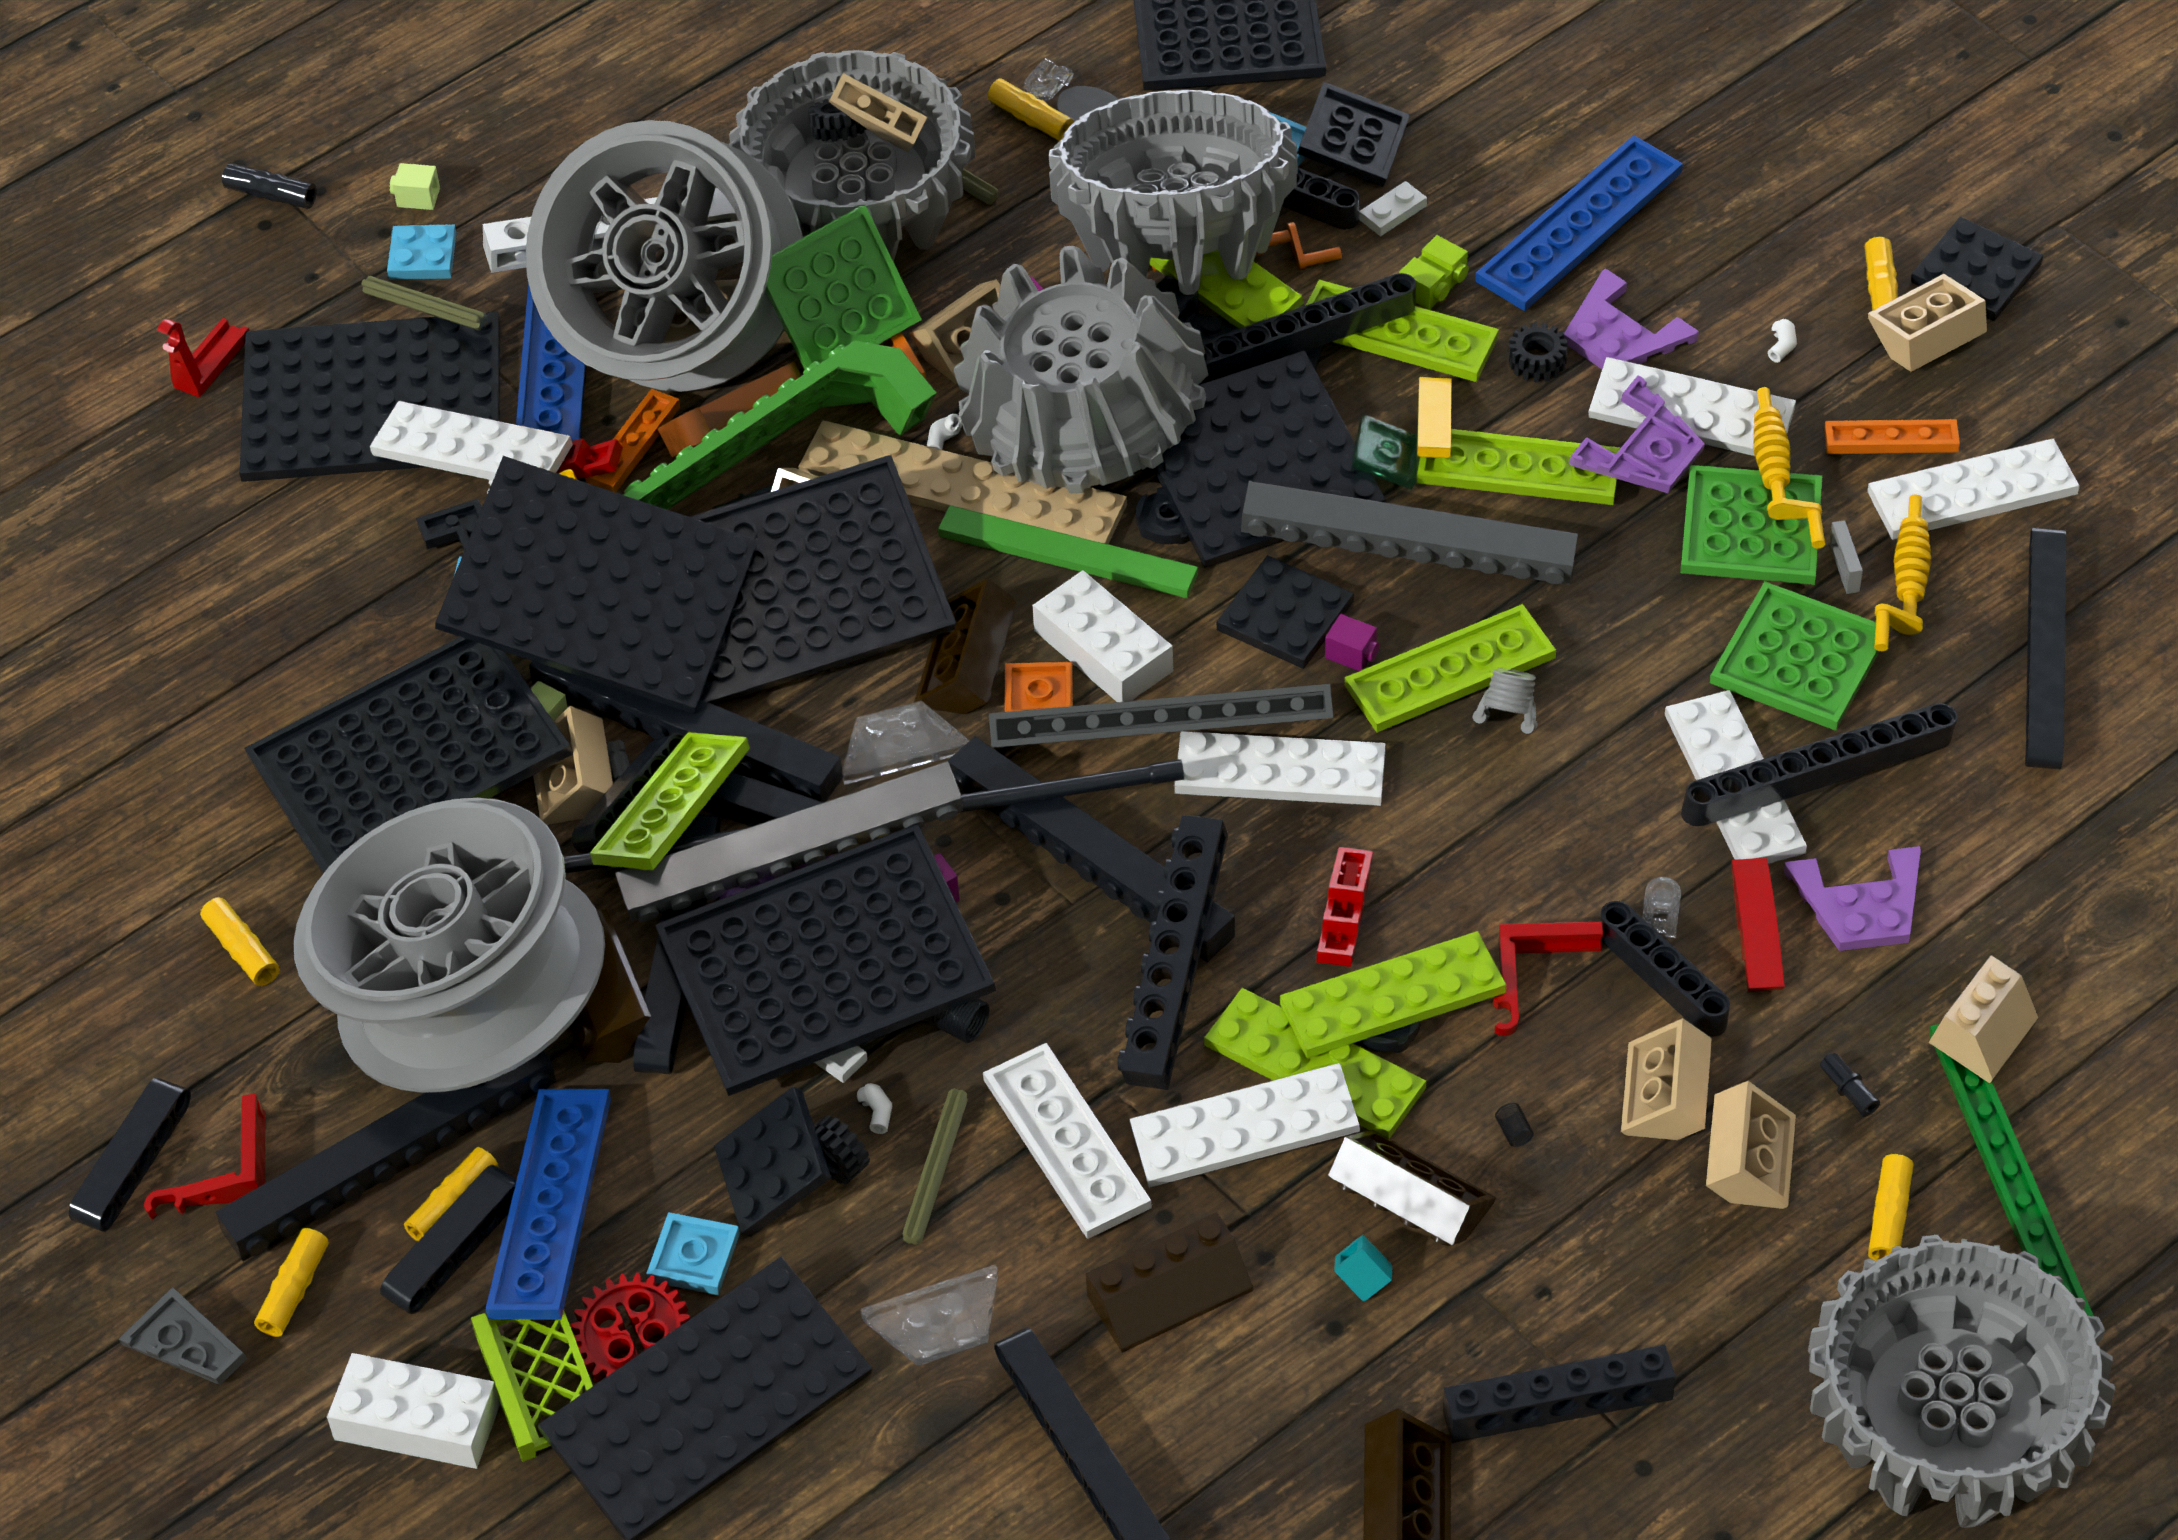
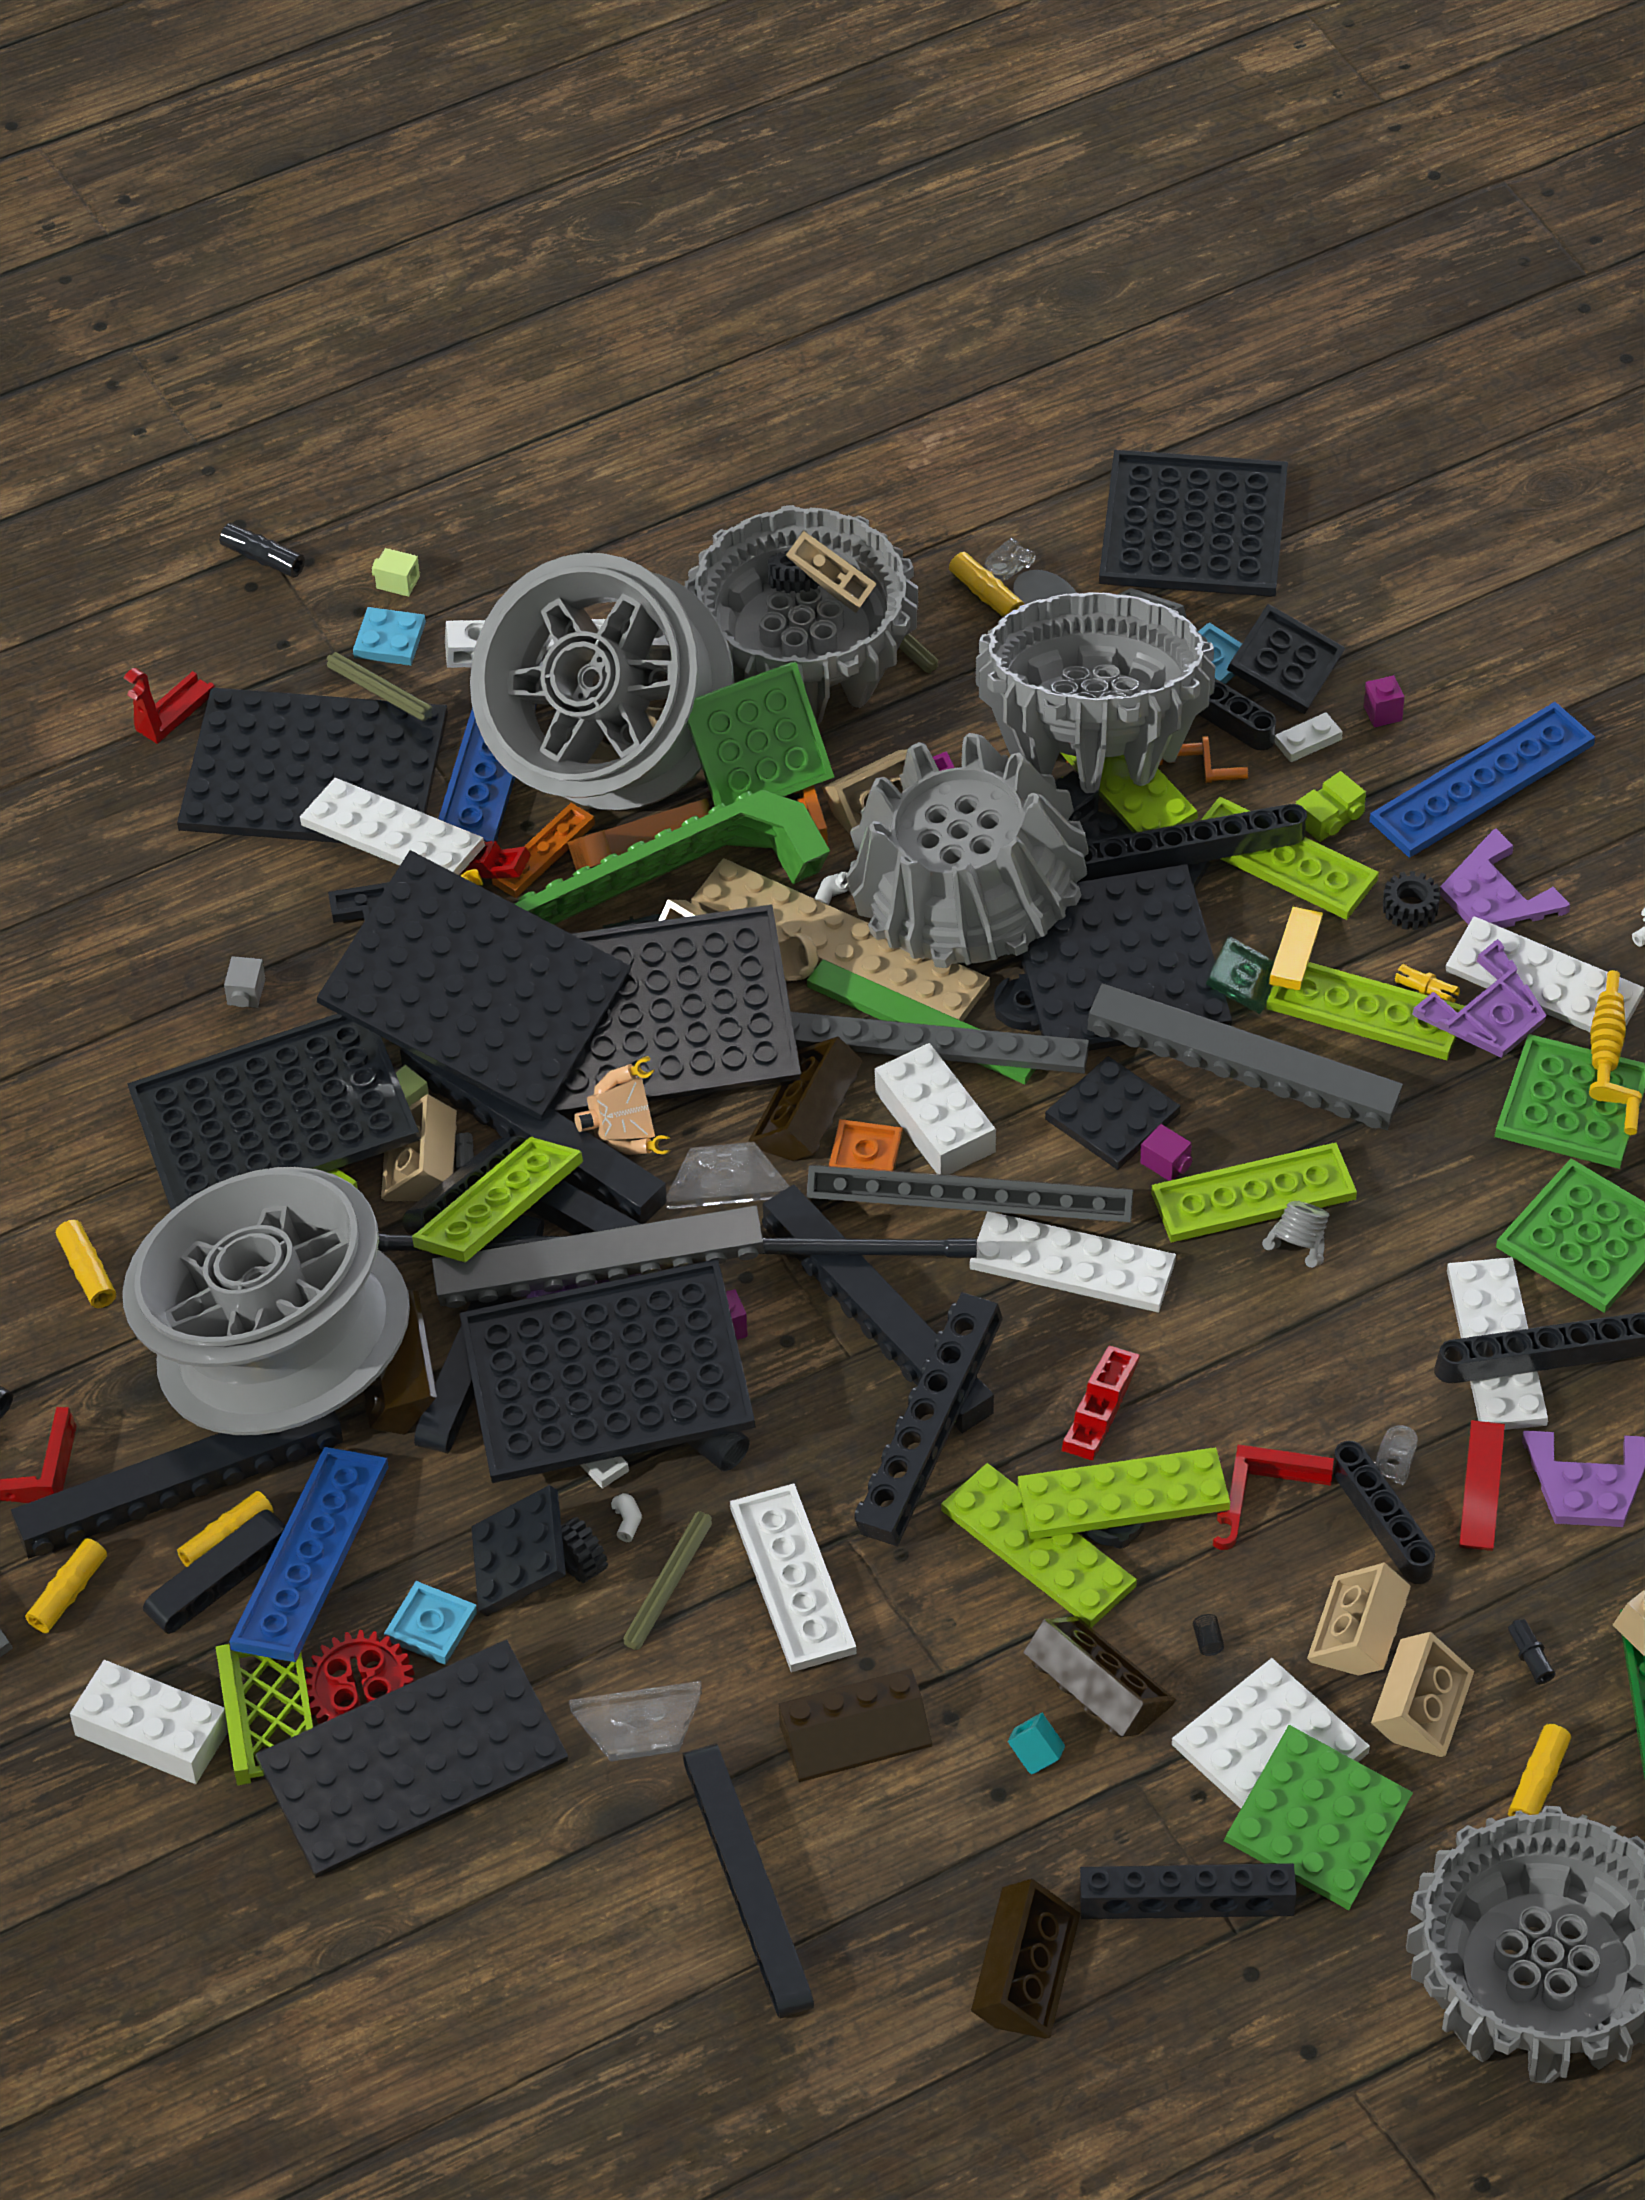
camera: 10 degrees right, 0 degrees up
(347, 624) = (244, 982): none -> light grey brick
(778, 692) = (621, 1112): none -> light nougat torso
(926, 504) = (798, 956): none -> tan hair
(1105, 567) = (948, 1042): none -> dark grey plate
(1244, 1125) = (958, 1592): white plate -> none
(1462, 161) = (1384, 701): none -> magenta brick
(1573, 431) = (1426, 983): none -> yellow pin
(1605, 1228) = (1245, 1726): none -> white plate
(1676, 1290) = (1319, 1815): none -> bright green plate

